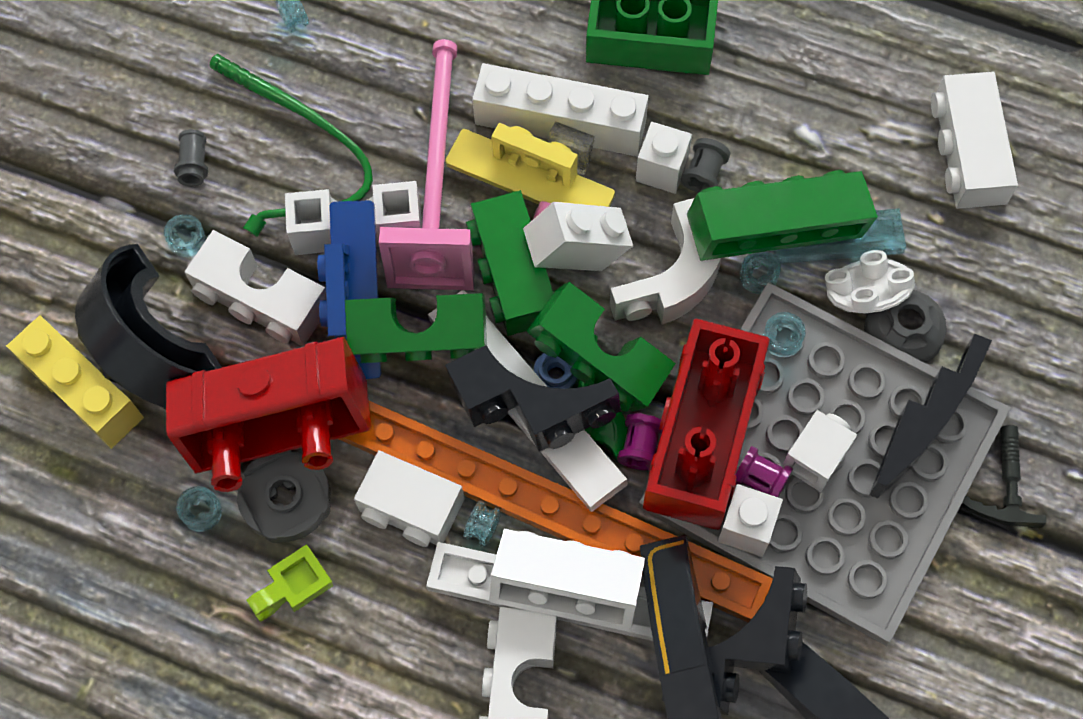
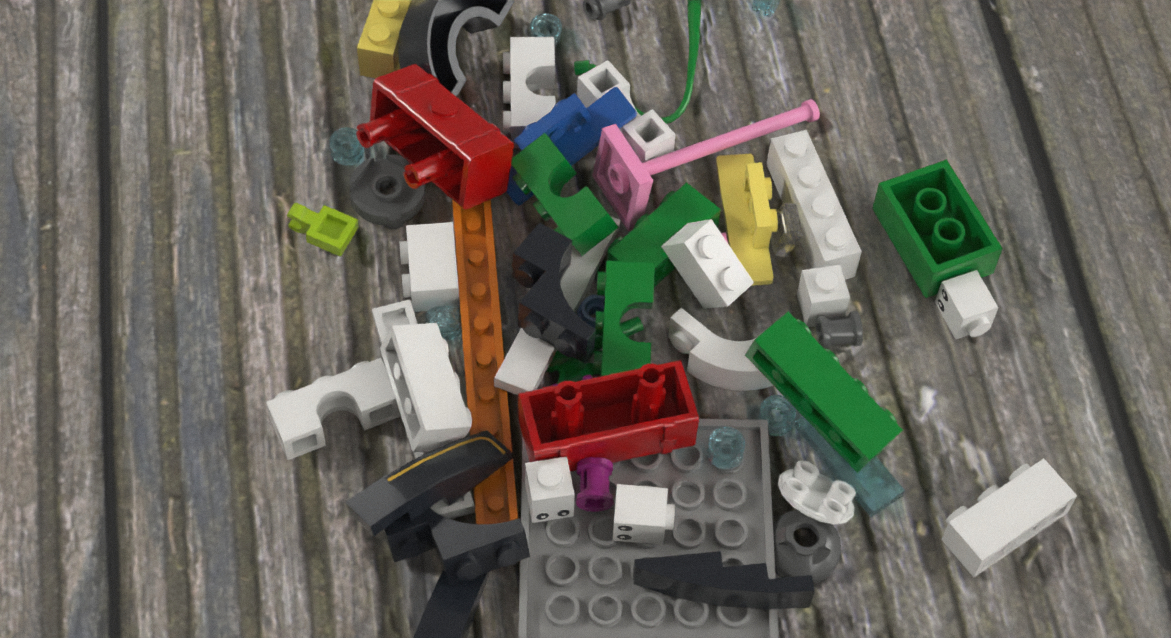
camera: 55 degrees right, 10 degrees down
(743, 45) = (966, 305): none -> white brick

